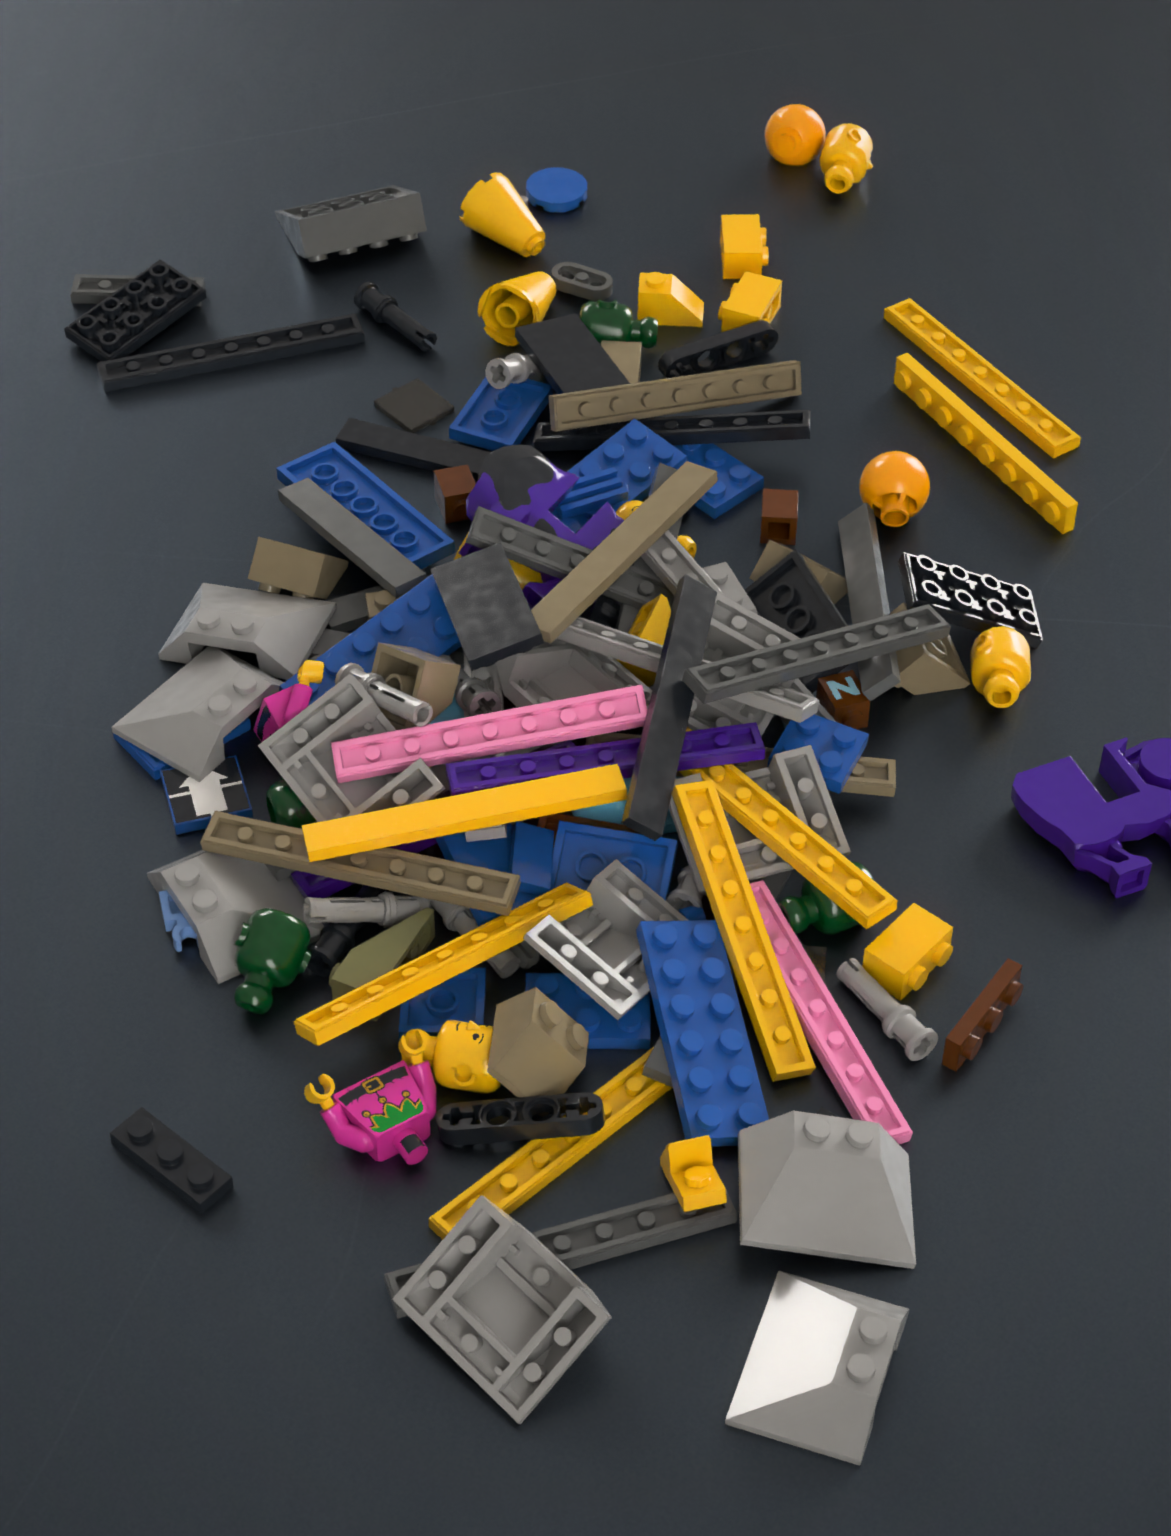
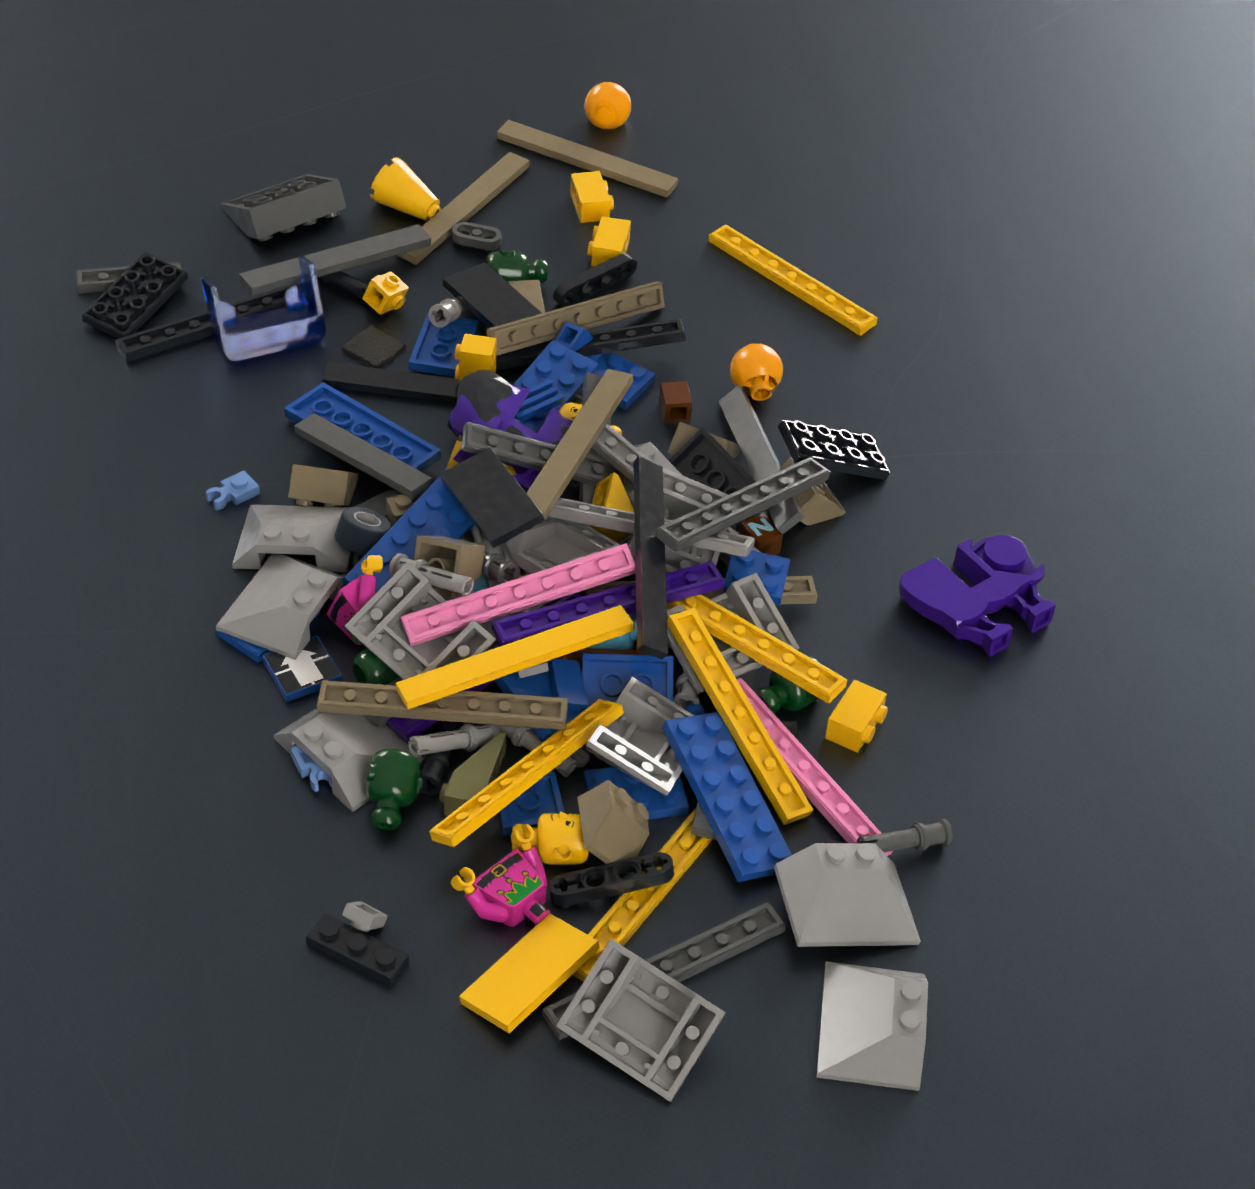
camera: 15 degrees left, 0 degrees up
(187, 561) = (235, 489): none -> medium blue plate
(190, 1118) = (364, 916): none -> light grey plate
(291, 371) = (273, 330): none -> clear blue windscreen
(320, 626) = (360, 529): none -> black wheel
(378, 1224) = (529, 973): none -> yellow tile
(385, 292) = (336, 259): none -> dark grey tile
(443, 339) = (385, 293): none -> yellow brick
(451, 491) = (428, 412): reddish brown brick -> none
(515, 304) = (434, 261): yellow cone -> none
(529, 425) = (474, 355): none -> yellow brick
(556, 189) = (436, 164): blue tile -> none
(591, 234) = (469, 203): none -> dark tan tile
(663, 418) = (573, 336): none -> blue slope
(668, 301) = (546, 243): yellow slope -> none
(692, 1173) = (748, 902): yellow slope -> none
(754, 199) = (587, 158): none -> dark tan tile
(845, 157) = (650, 119): yellow piece -> none
(897, 1020) = (861, 766): light grey pin -> none
(947, 1123) = (917, 836): none -> dark grey pin
(983, 1015) = (922, 755): reddish brown plate -> none
(986, 443) = (810, 329): yellow plate -> none
(1000, 665) = (866, 496): yellow piece -> none

